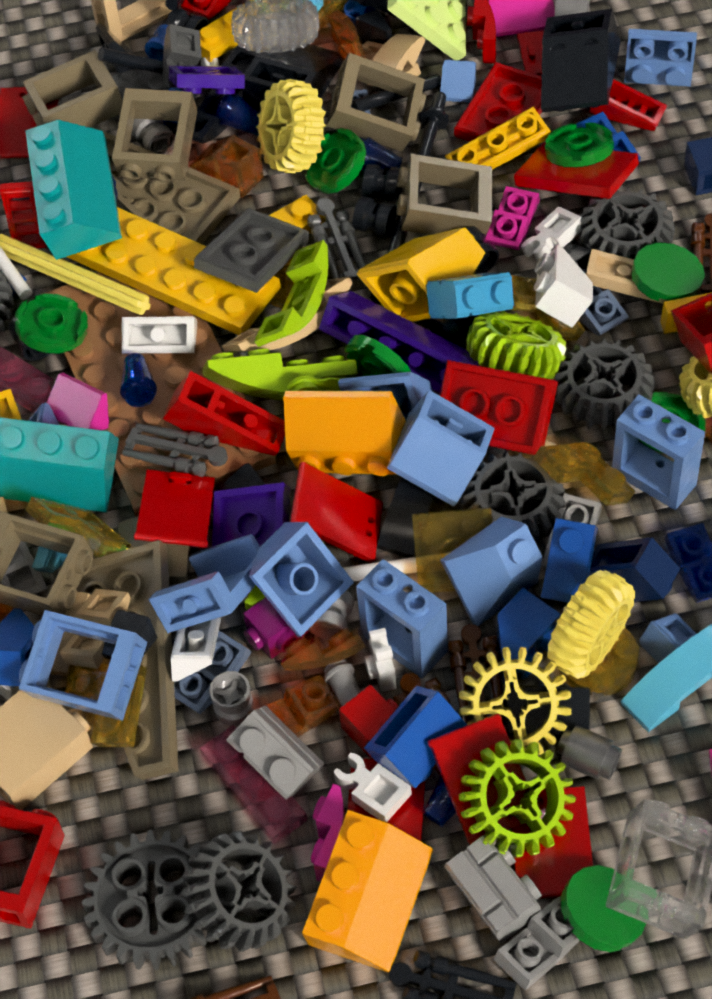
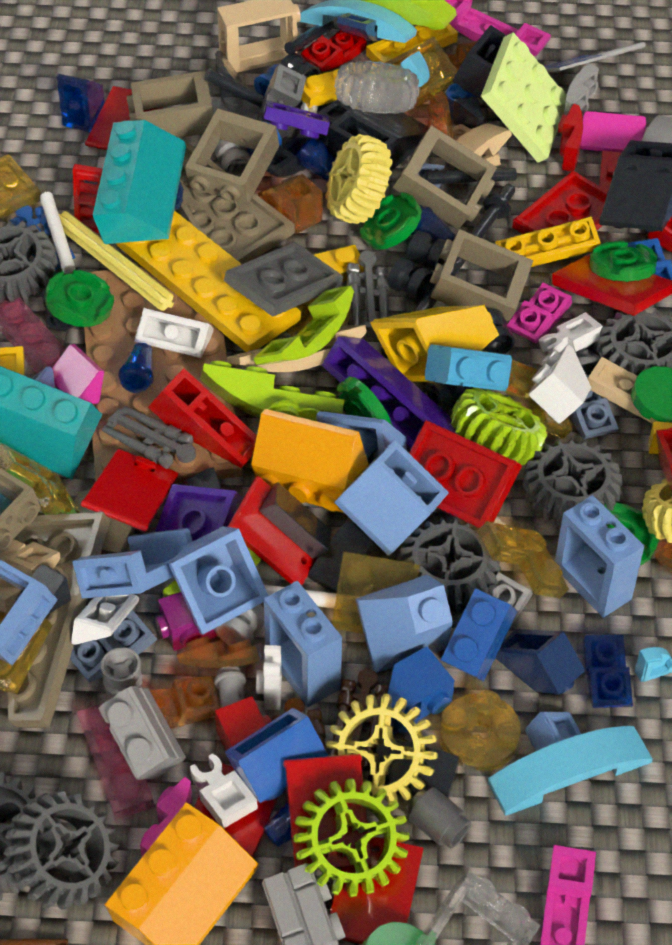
camera: 10 degrees right, 5 degrees down
(352, 496) = (296, 521): none -> slope
(458, 80) = (532, 178): medium blue slope -> none
(591, 623) = (476, 695): light yellow gear -> none

